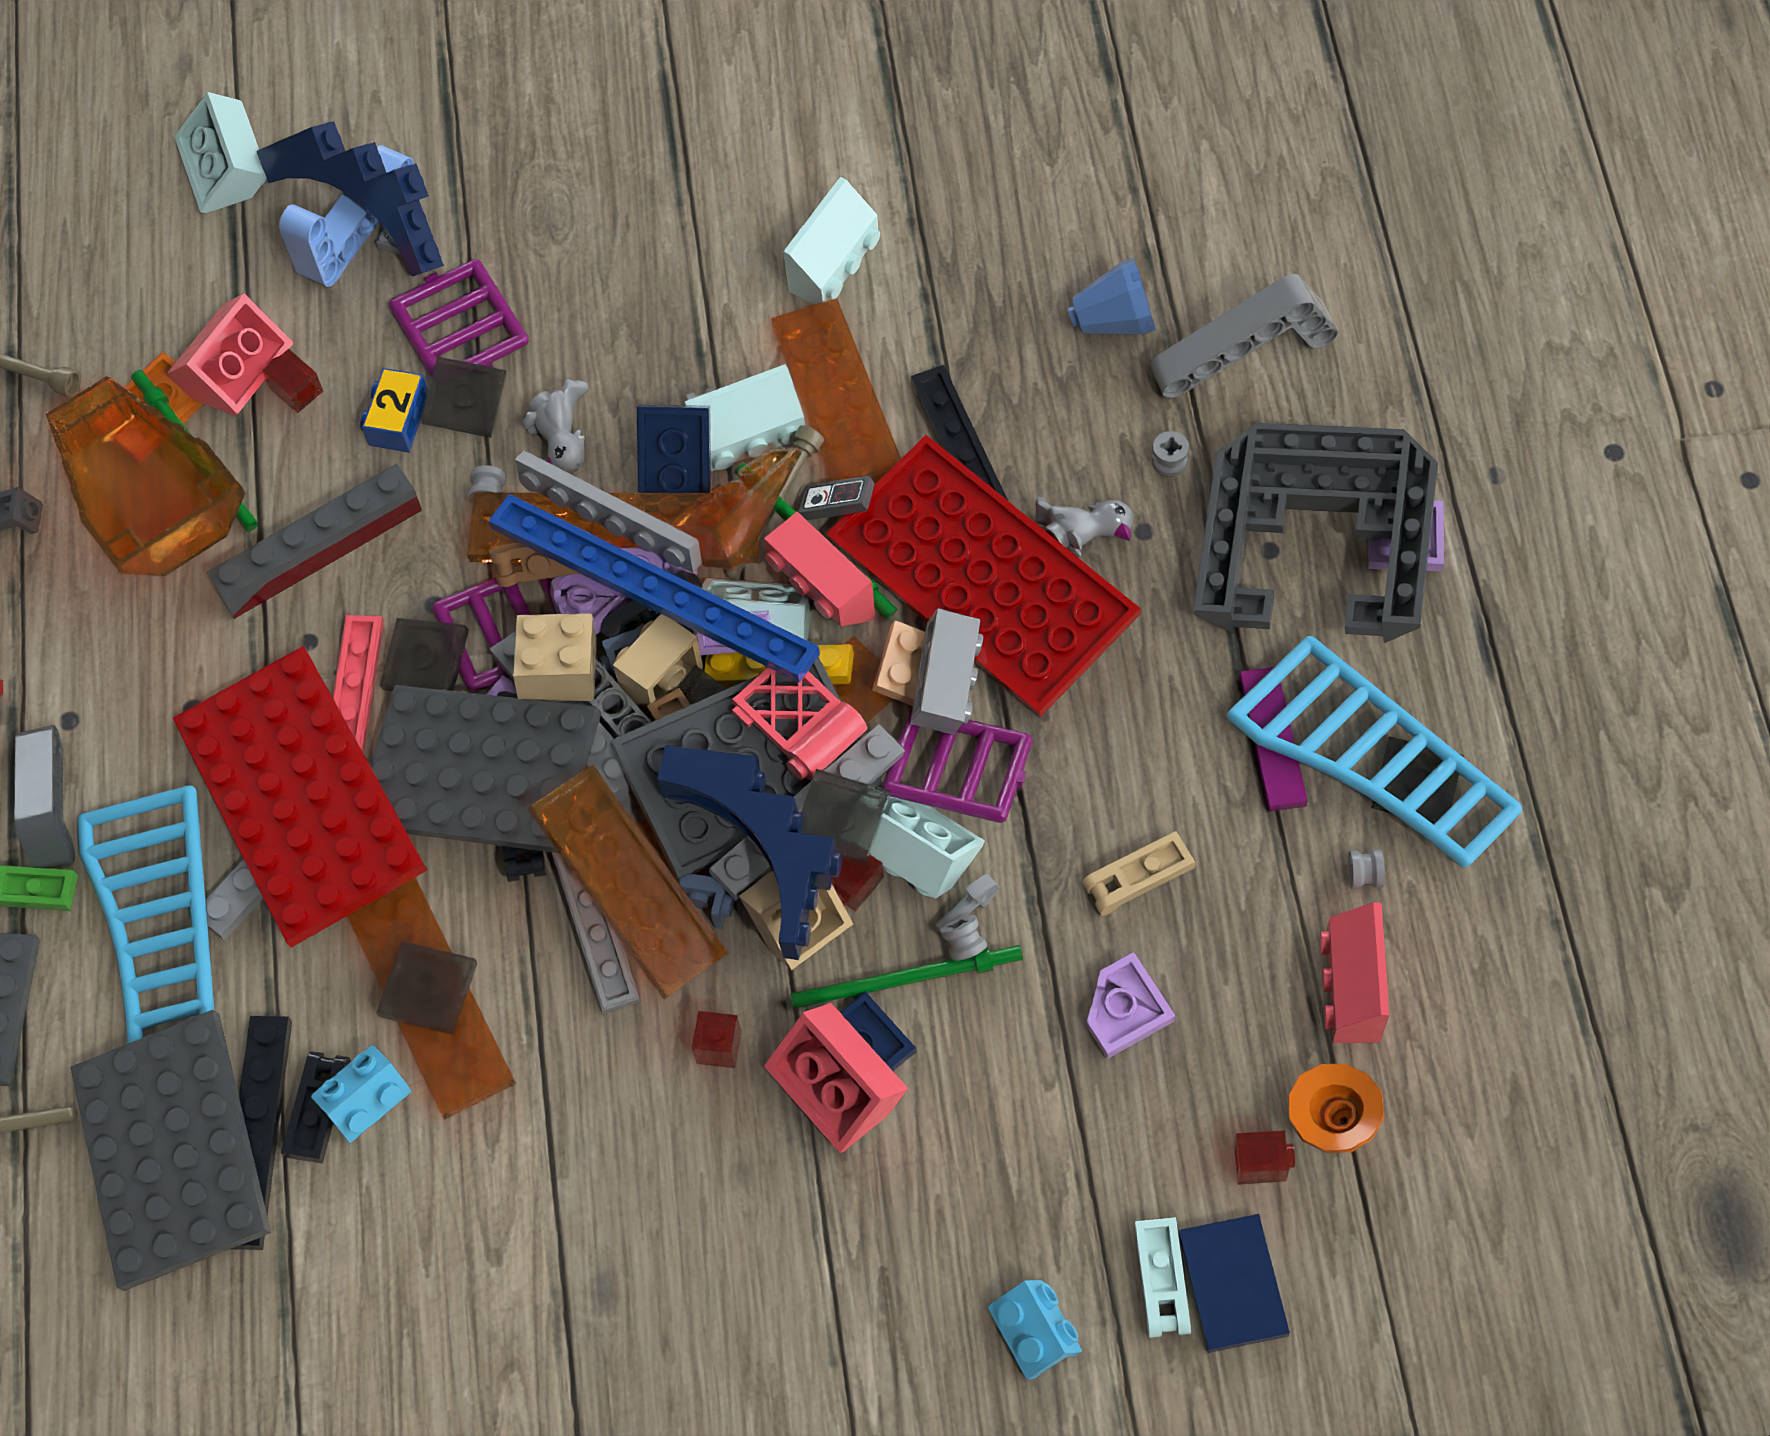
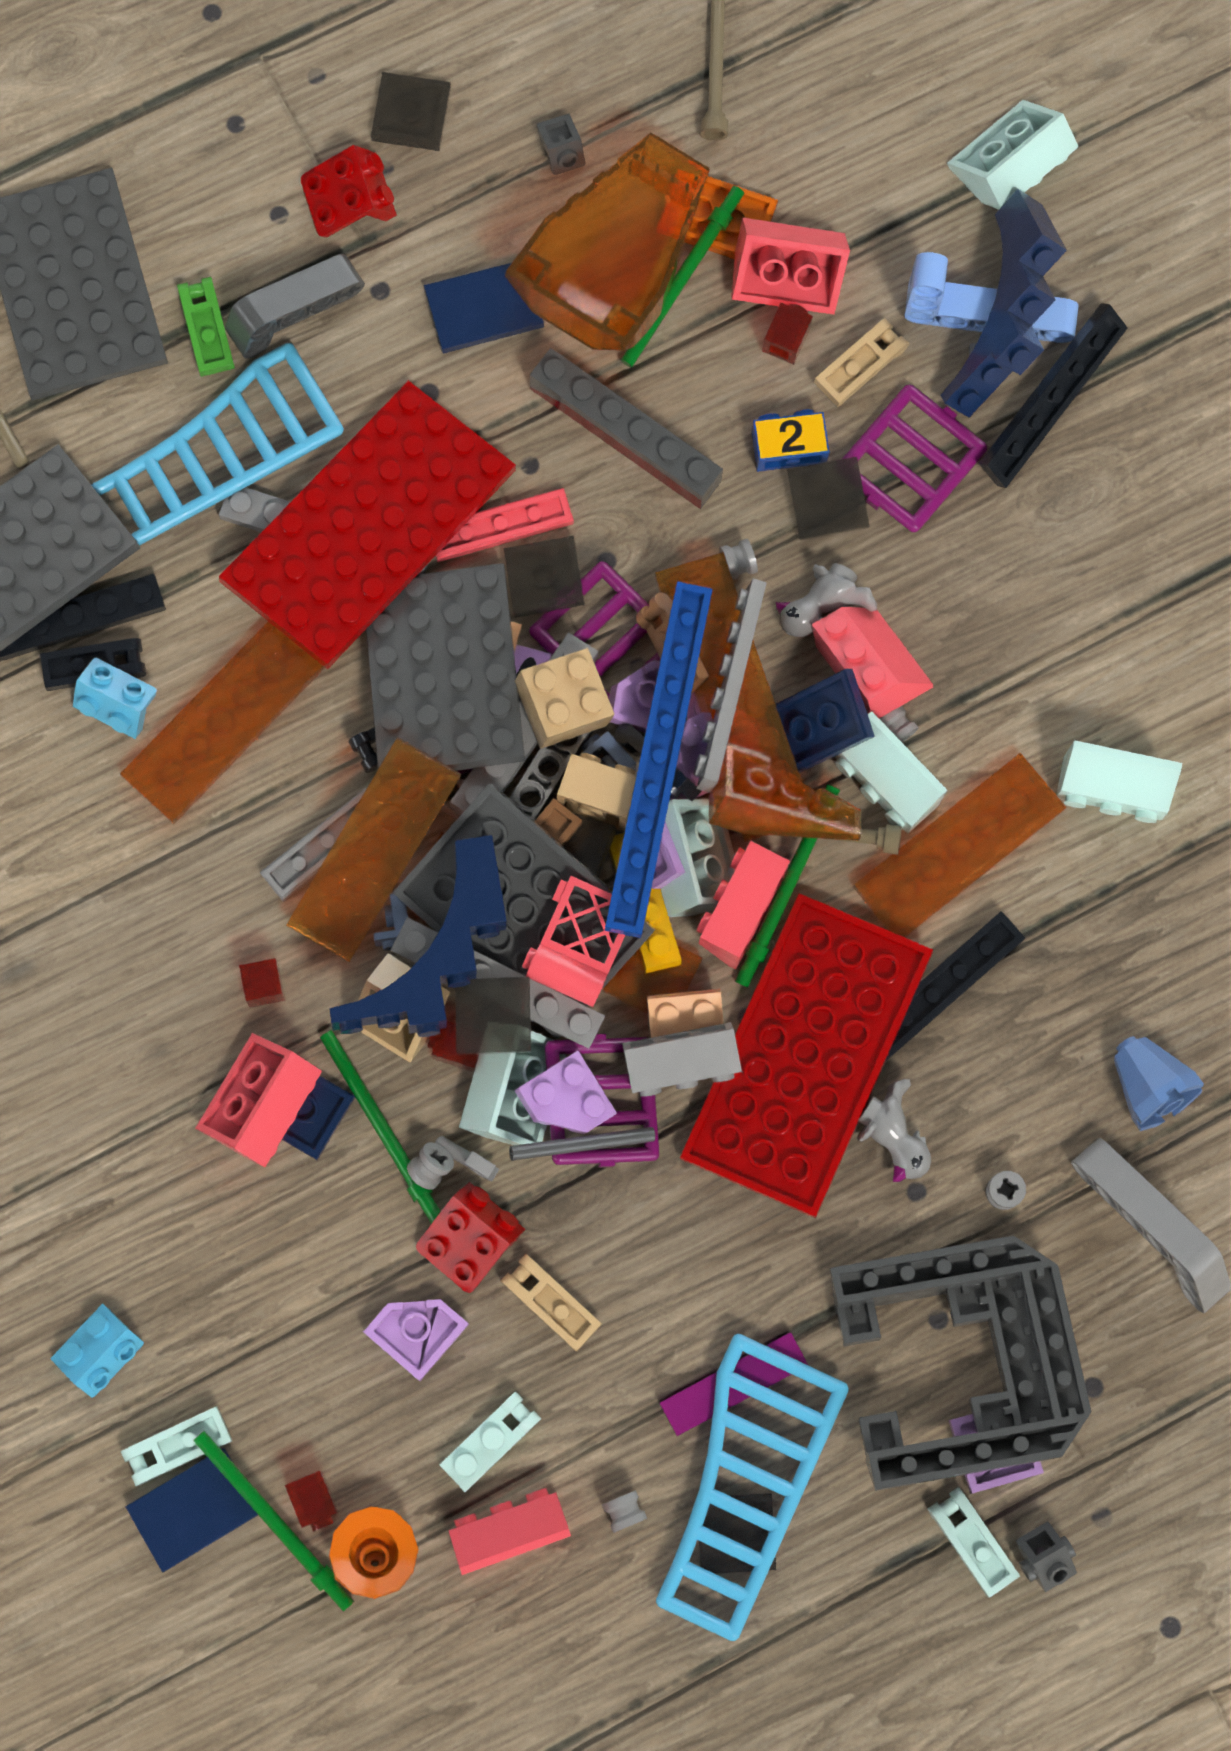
camera: 60 degrees right, 15 degrees up
(133, 631) = (478, 309): none -> dark blue tile
(350, 333) = (860, 363): none -> tan plate
(427, 987) = (224, 714): clear smoke tile -> none
(457, 192) = (1053, 395): none -> black plate
(609, 414) = (879, 660): none -> coral slope
(836, 498) = (838, 889): tile -> none
(944, 784) = (566, 1096): none -> lavender plate
(994, 787) = (581, 1143): none -> dark grey piece
(1049, 927) = (469, 1237): none -> red bracket
(1257, 975) = (489, 1443): none -> light aqua plate
(1341, 1175) = (321, 1575): none -> green bar
(1489, 580) = (974, 1543): none -> light aqua plate
(1522, 520) = (1046, 1557): none -> dark grey brick

